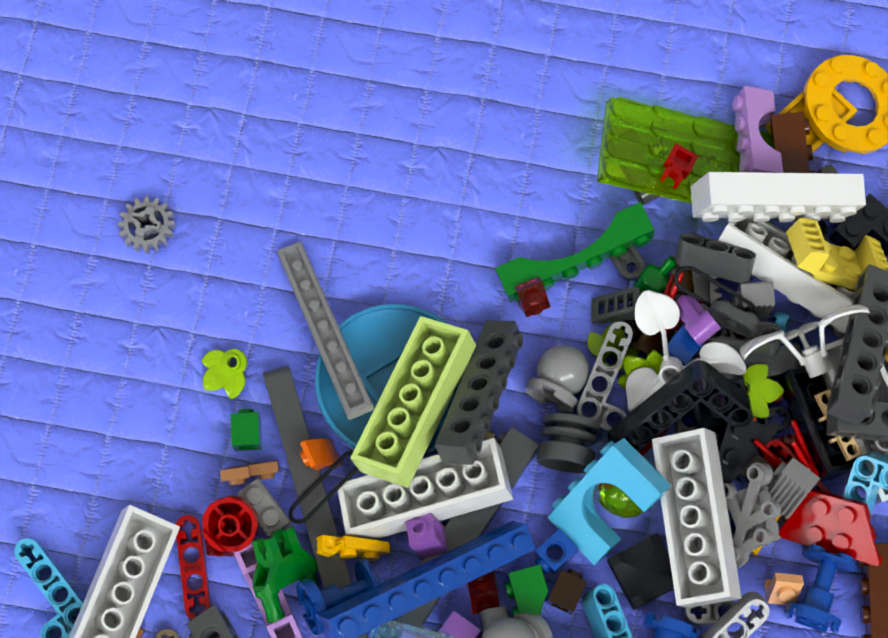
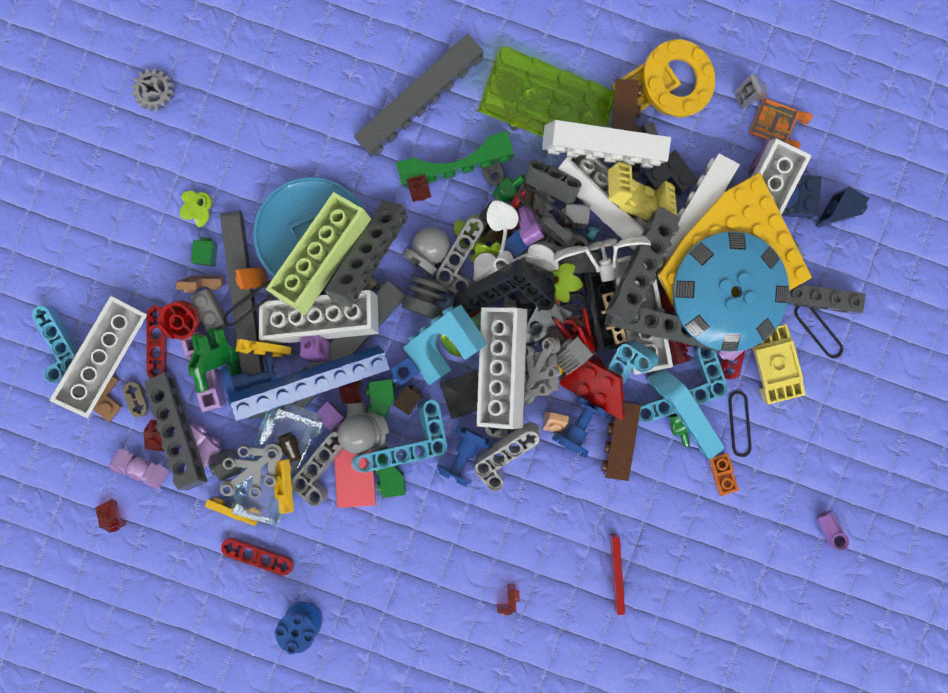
camera: 10 degrees right, 15 degrees up
(325, 331) = (266, 190): light grey tile -> none
(509, 179) = (419, 95): none -> dark grey brick
(623, 296) = (485, 197): dark grey slope -> none
(678, 164) = (539, 107): red plate -> none
(752, 111) = (604, 73): lavender arch -> none

